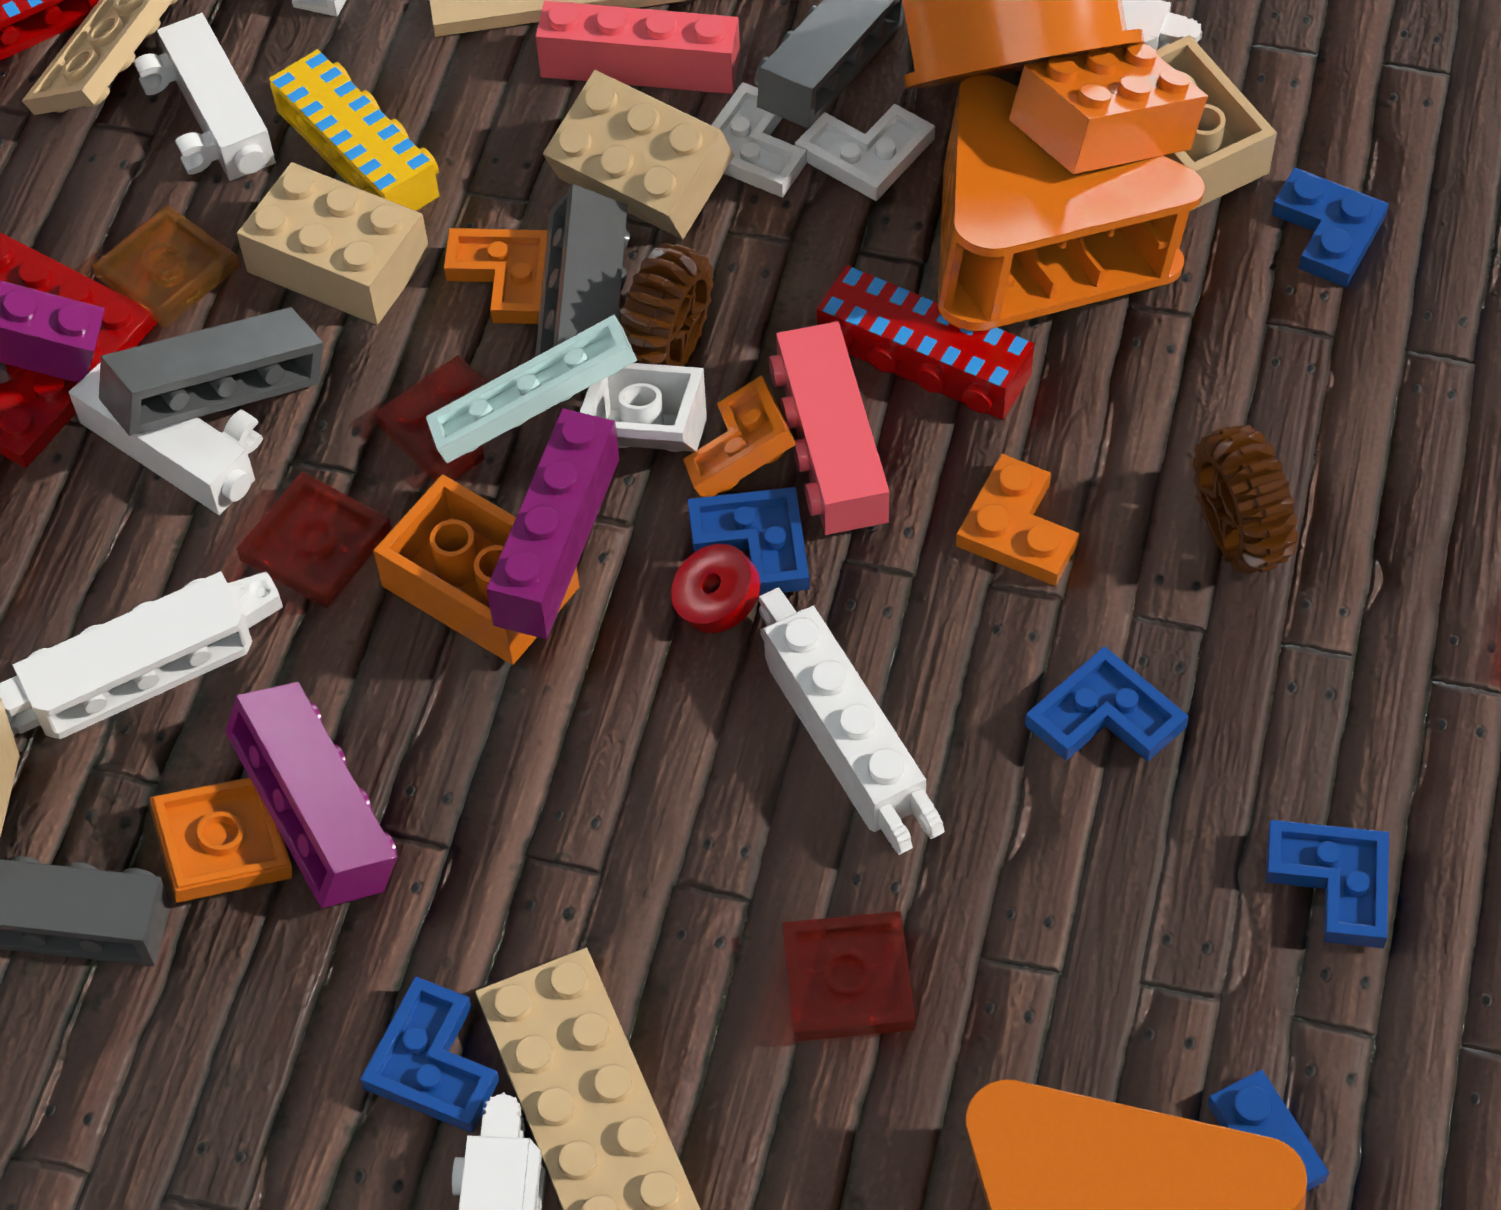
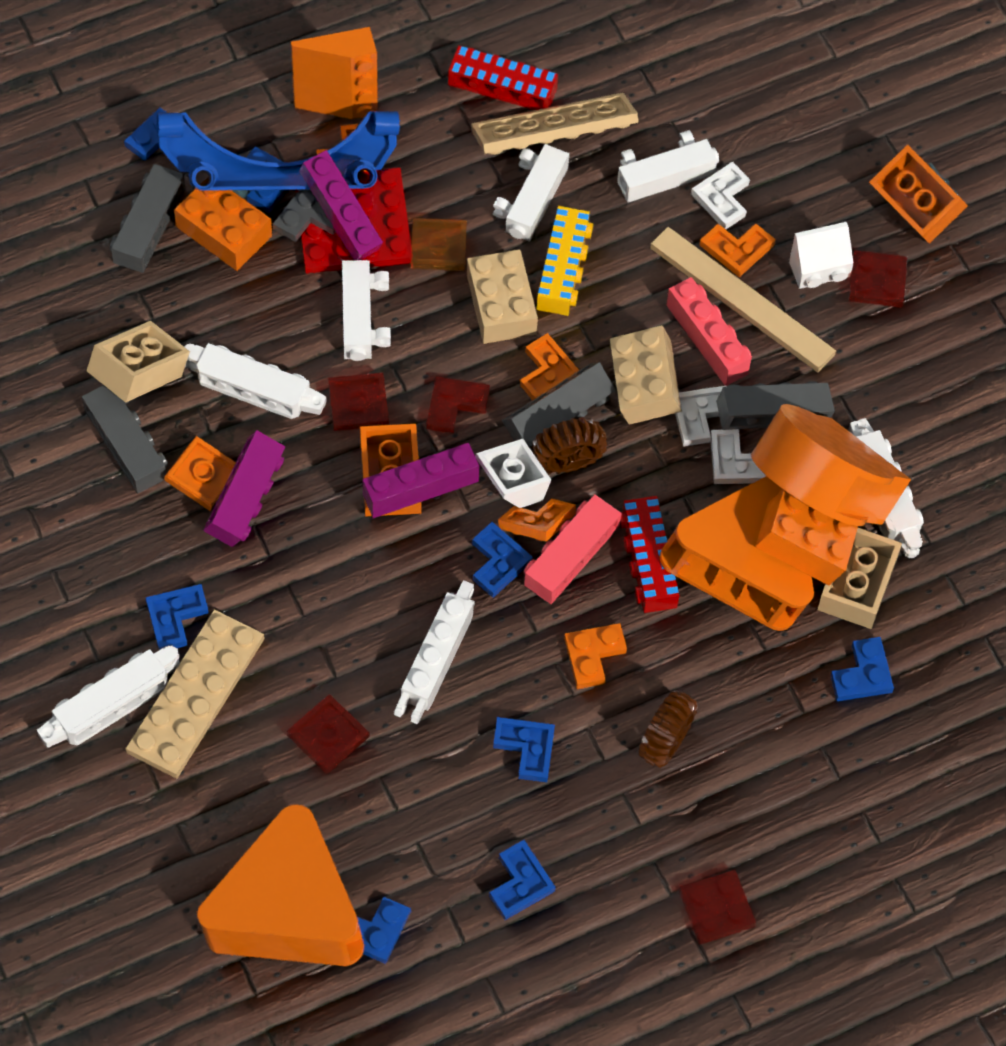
camera: 45 degrees right, 5 degrees up
(209, 370) = (394, 302): dark grey brick -> none
(530, 389) = (483, 424): light aqua plate -> none
(726, 605) = (459, 562): red piece -> none

